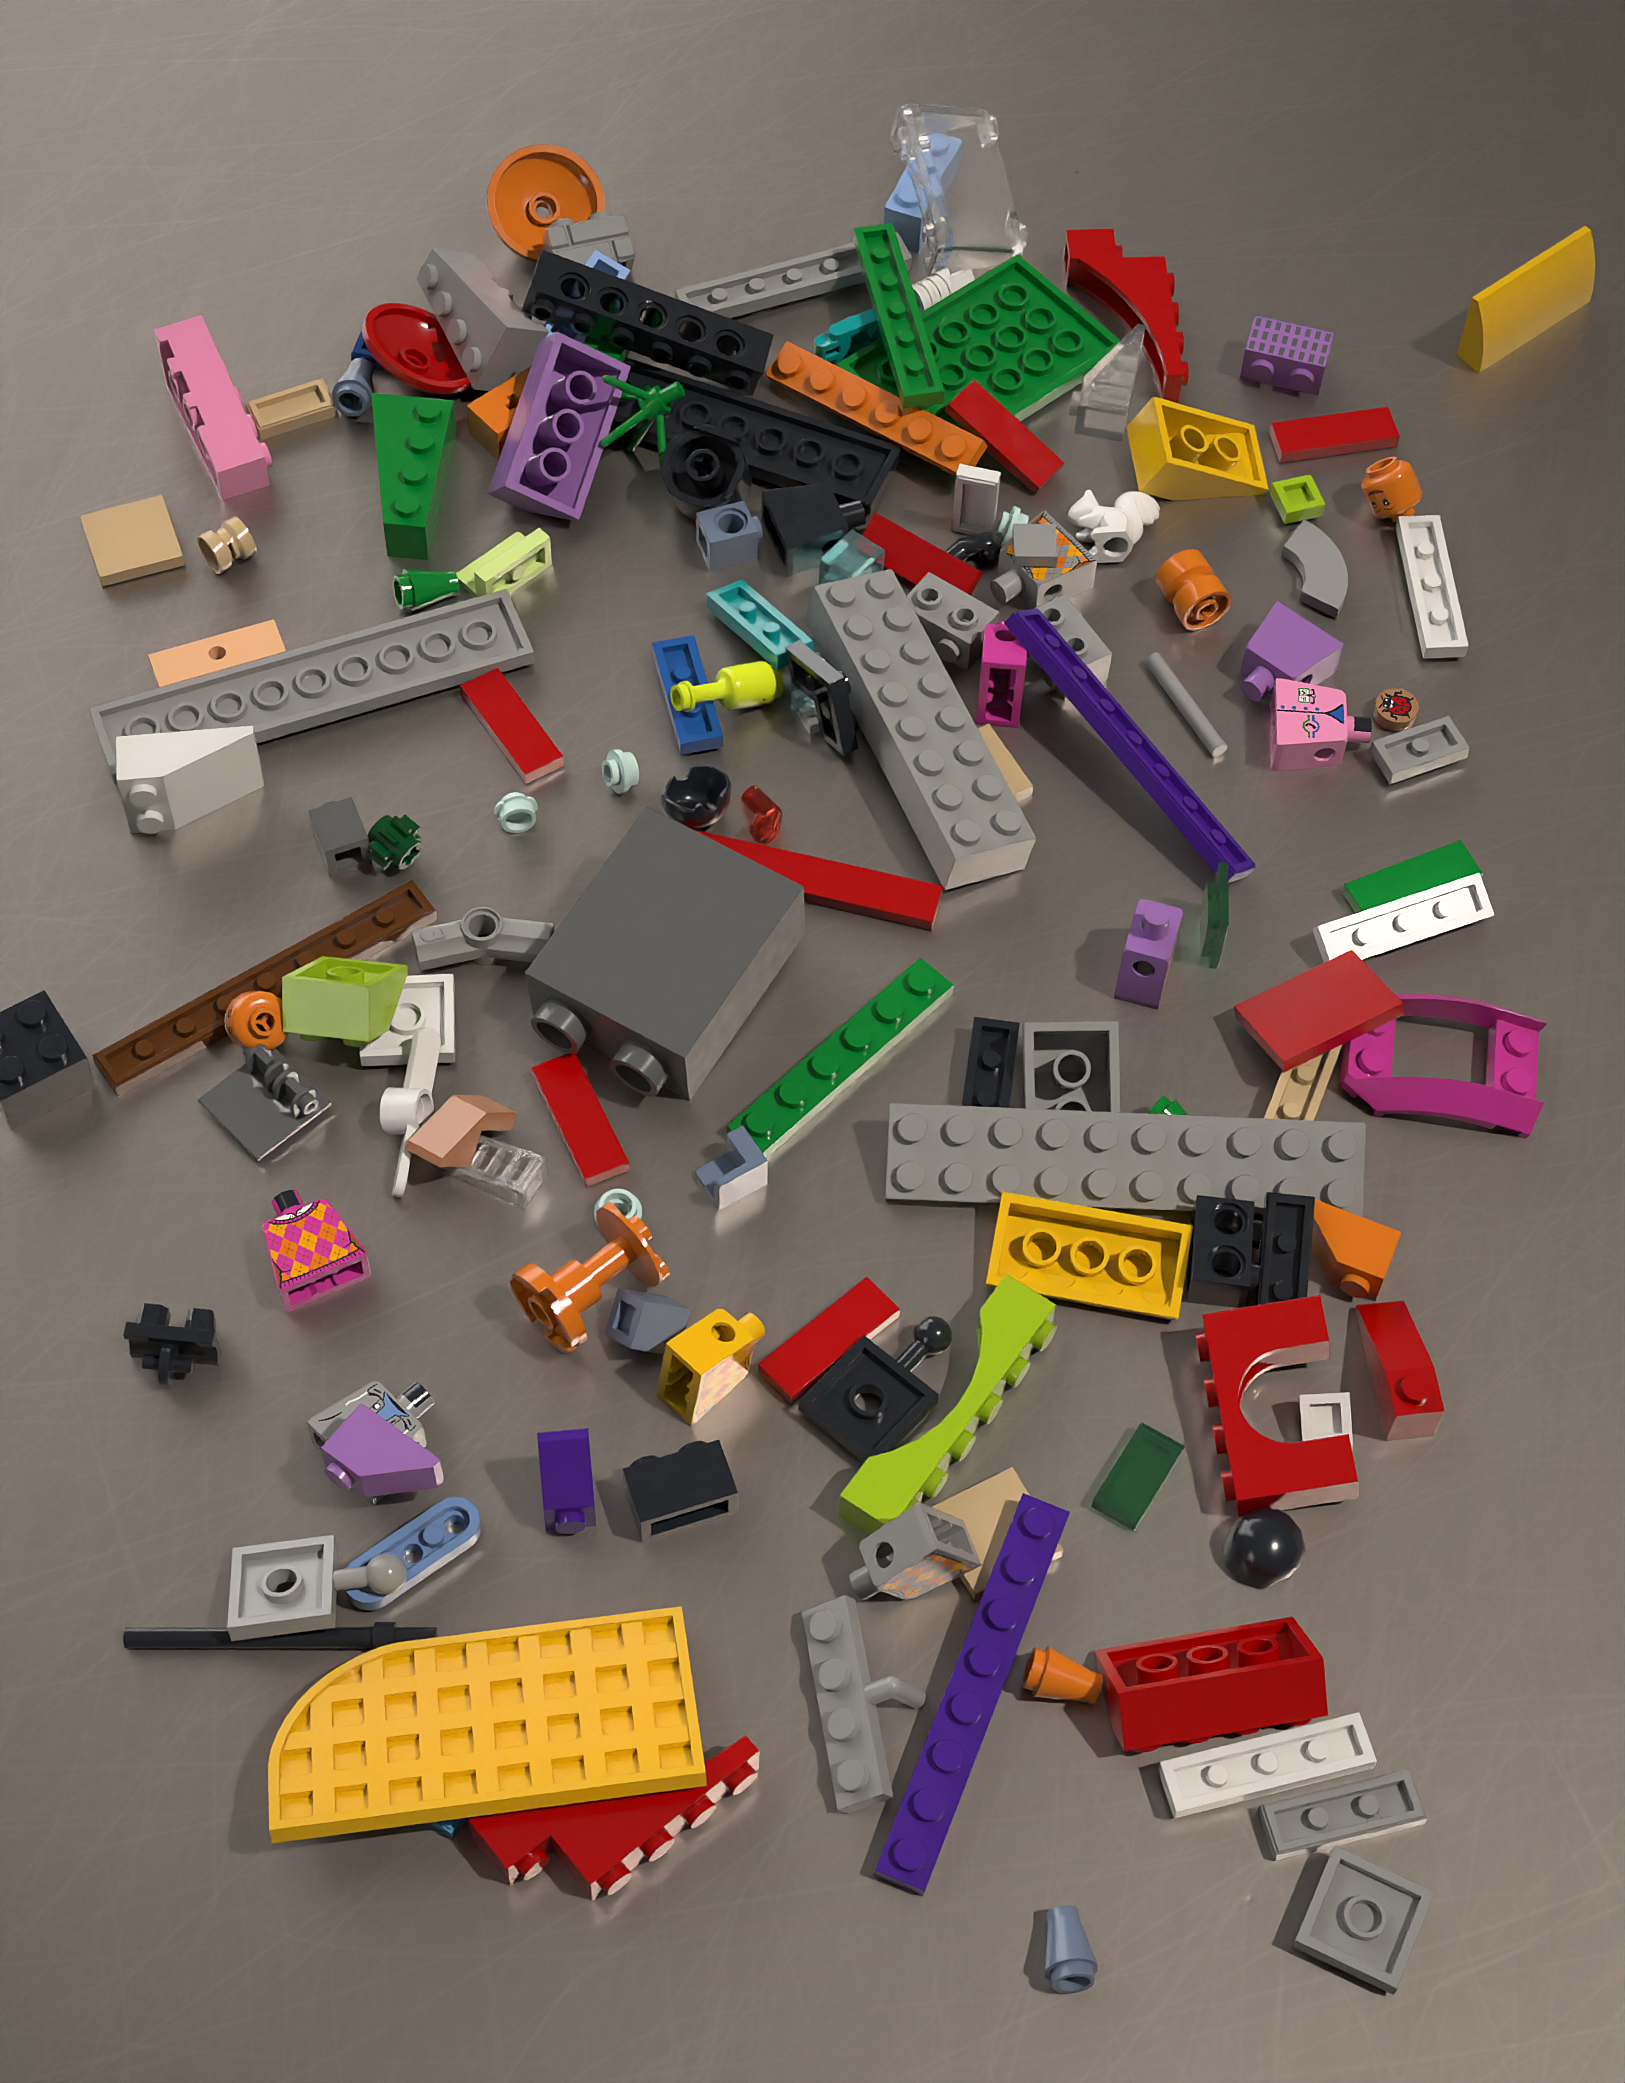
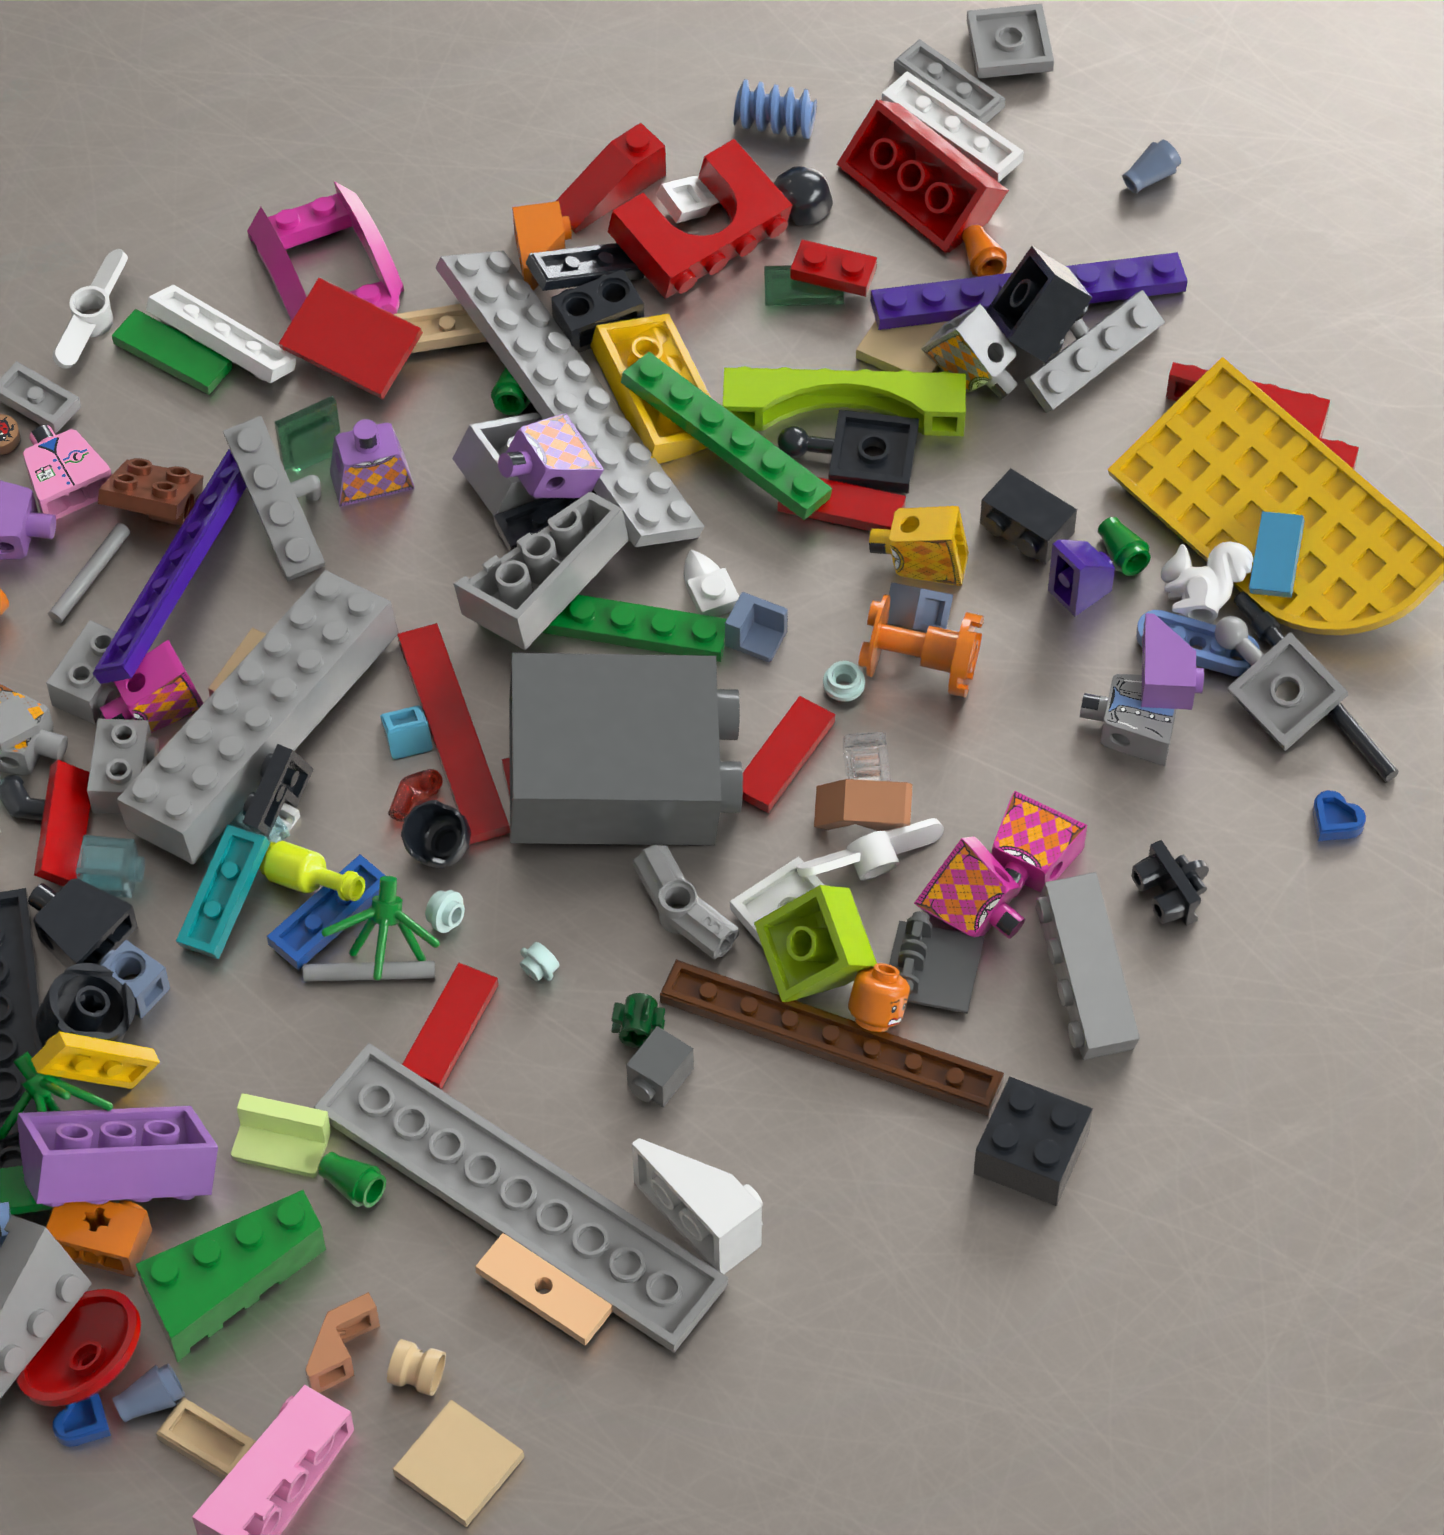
camera: 120 degrees left, 0 degrees up
(125, 1551) = (1337, 818): none -> blue tile
(151, 1205) = (1087, 966): none -> light grey wedge
(289, 504) = (330, 1359): none -> nougat slope
(291, 1155) = (972, 892): none -> torso
(436, 1677) = (1276, 554): none -> dark azure tile
(464, 1593) = (1206, 587): none -> white animal
(579, 1561) = (1125, 548): none -> green cone
(610, 700) = (365, 971): none -> light grey piece
(629, 700) = (385, 912): none -> green plant
(650, 447) = (95, 1060): none -> yellow plate
(815, 1170) = (708, 585): none -> white plate
(837, 842) = (406, 732): none -> medium azure slope
(901, 995) = (544, 572): none -> light grey wedge
(918, 1643) = (1039, 304): none -> black brick
(971, 1261) = (726, 435): none -> green plate
(1032, 1065) = (551, 460): none -> medium lavender torso
(1131, 1503) = (833, 268): none -> red plate
(1156, 853) = (276, 497): none -> light grey plate
(1238, 773) = (152, 490): none -> copper plate
(1398, 1582) = (775, 110): none -> medium blue piece
(1505, 822) = (90, 297): none -> white piece

